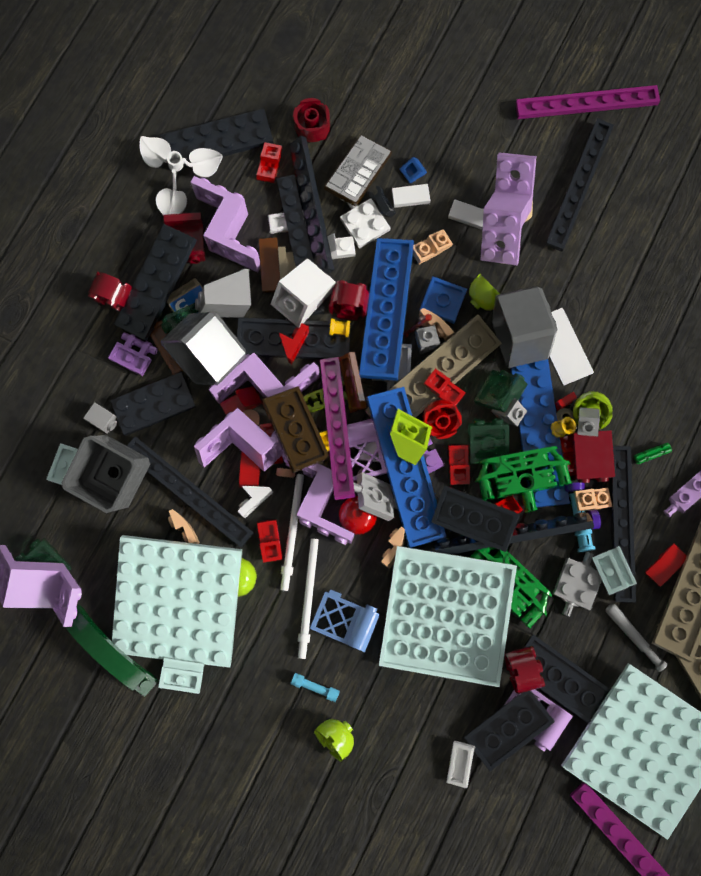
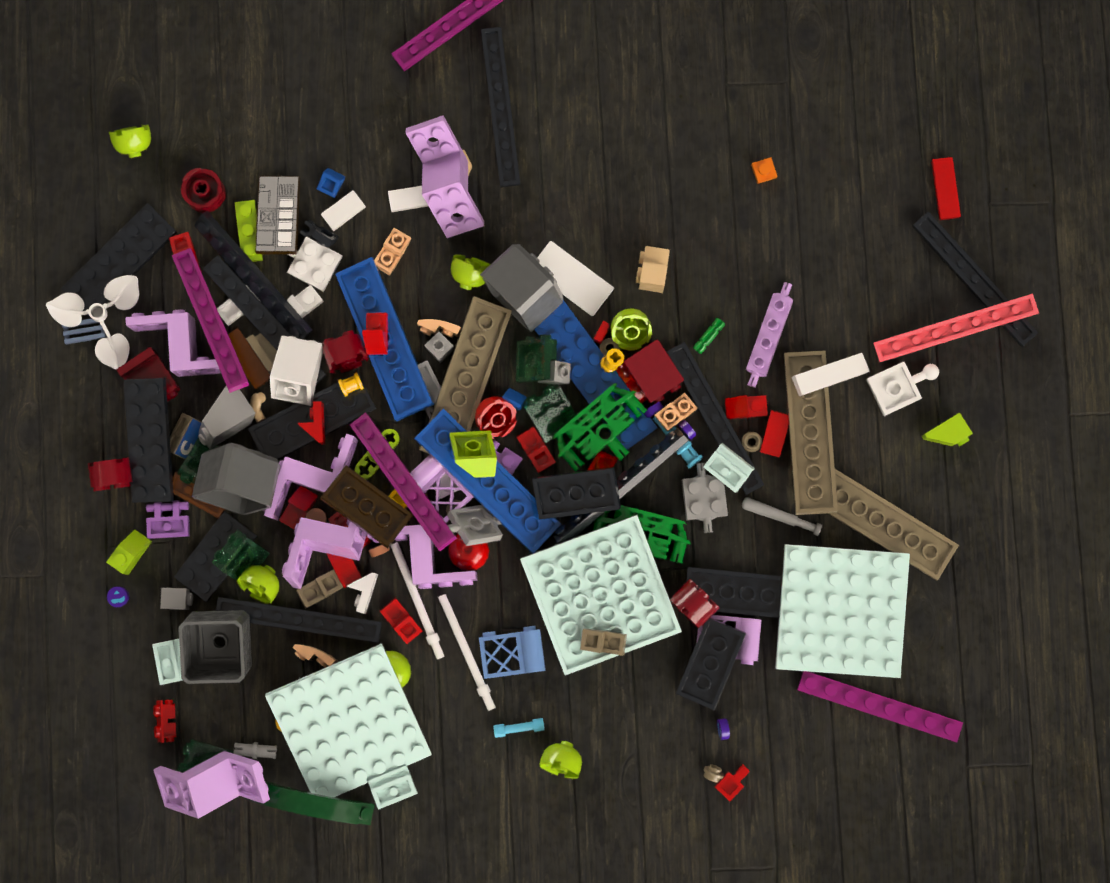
camera: 25 degrees left, 5 degrees up
(35, 504) = (163, 713): none -> red hinge
(58, 391) = (118, 596): none -> dark purple tile
(87, 361) = (129, 552): none -> lime slope
(89, 578) = (255, 750): none -> light grey pin
(145, 170) = (67, 332): none -> sand blue tile
(170, 414) = (238, 555): none -> clear green plate
(175, 443) = (260, 582): none -> lime cylinder
(219, 476) = (319, 589): none -> dark tan slope
(255, 303) = (255, 402): none -> tan arm
(258, 217) = (210, 320): none -> magenta plate
(279, 55) = (131, 140): none -> lime cylinder
(329, 165) = (246, 221): none -> lime plate
(352, 382) = (392, 430): reddish brown tile -> none
(383, 299) = (376, 334): none -> red slope
(397, 539) = (517, 552): light nougat slope -> none
(428, 317) = (428, 327): clear red hinge -> none
(428, 656) = (603, 641): none -> dark tan slope
(443, 299) = (433, 298): blue plate -> none
(443, 388) = (481, 386): red slope -> none
(458, 827) = (713, 773): none -> dark tan plate
(460, 764) = (685, 718): white tile -> none
(466, 415) = (515, 398): none -> blue slope
(468, 846) = (731, 784): none -> red plate
(488, 792) = (723, 729): none -> dark purple tile
(588, 421) = (631, 343): light grey brick -> none
(635, 374) = (654, 269): none -> tan brick
(648, 560) = (752, 435): none -> dark tan plate
(653, 528) = (746, 407): none -> red slope

